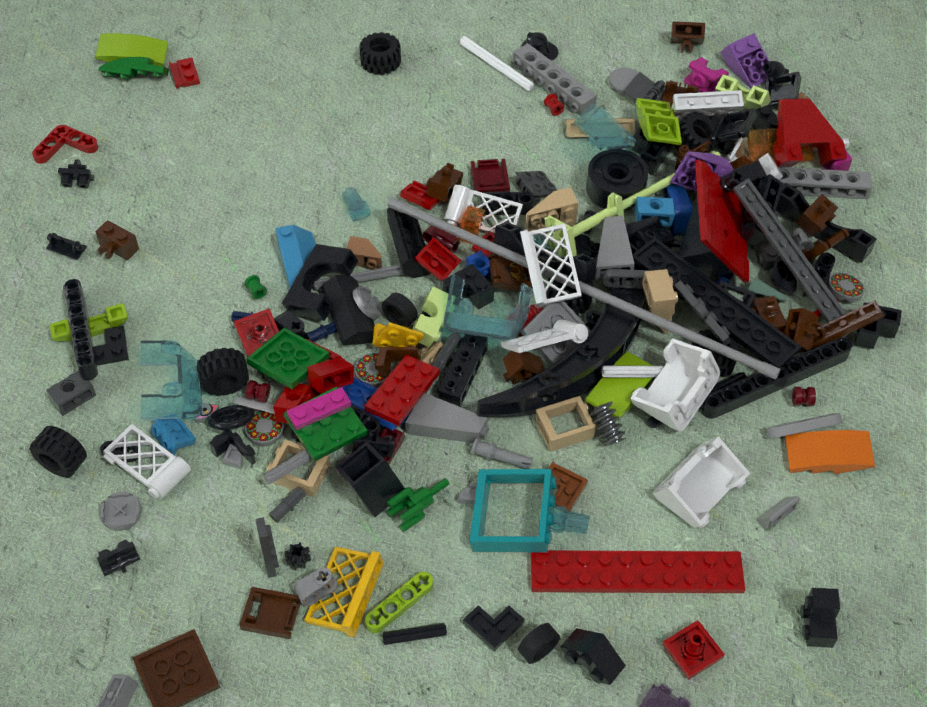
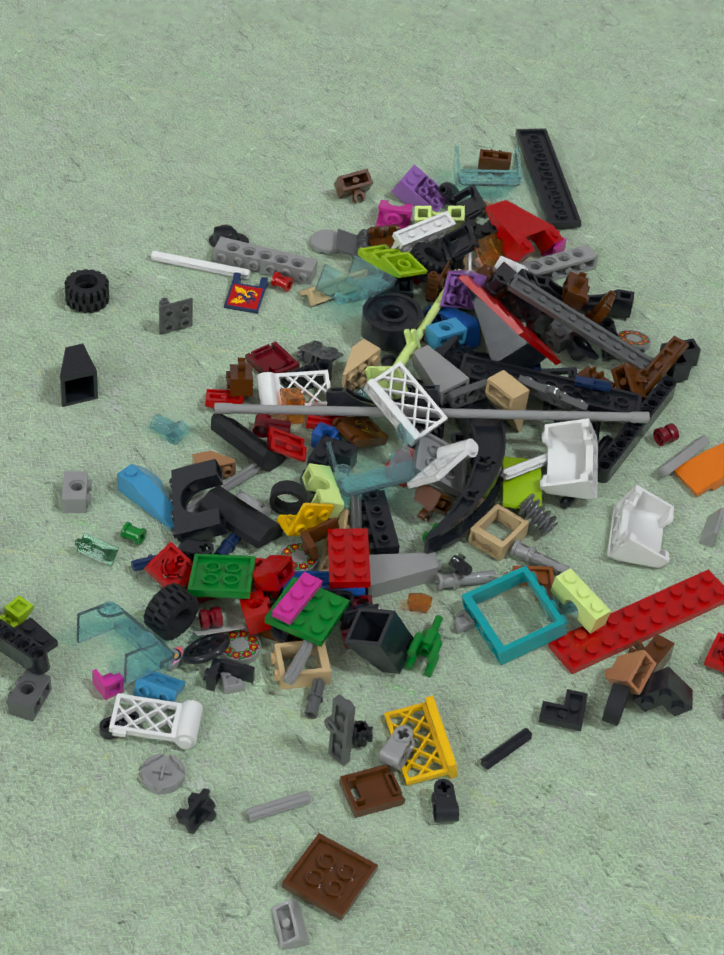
camera: 35 degrees left, 10 degrees down
(58, 451) = (69, 744): black tyre -> none
(133, 412) = (108, 684): none -> dark pink panel
(186, 586) = (278, 805): none -> light grey axle
(216, 288) = (96, 549): none -> clear green hinge
(237, 230) = (75, 492): none -> light grey brick
(310, 127) = (77, 376): none -> black slope
(317, 659) = (444, 802): none -> black piece
(397, 600) = (473, 730): lime beam -> none
(432, 102) = (175, 315): none -> dark grey hinge
(442, 457) = (419, 602): none -> clear orange piece
(501, 440) = (458, 564): none -> black hinge
(513, 106) = (244, 296): none -> flag
(574, 620) = (631, 671): none -> nougat torso
(579, 459) = (531, 554): none -> light grey pin
(581, 534) = (592, 611): none -> yellowish green arch
(612, 614) = (658, 648): none -> reddish brown brick
(754, 316) = (591, 383): none -> dark blue axle
(765, 290) = (580, 364): sand green slope -> none
(821, 71) = (488, 178): none -> clear light blue windscreen
(841, 57) = (494, 160): none -> reddish brown brick
(886, 91) = (548, 178): none -> black plate

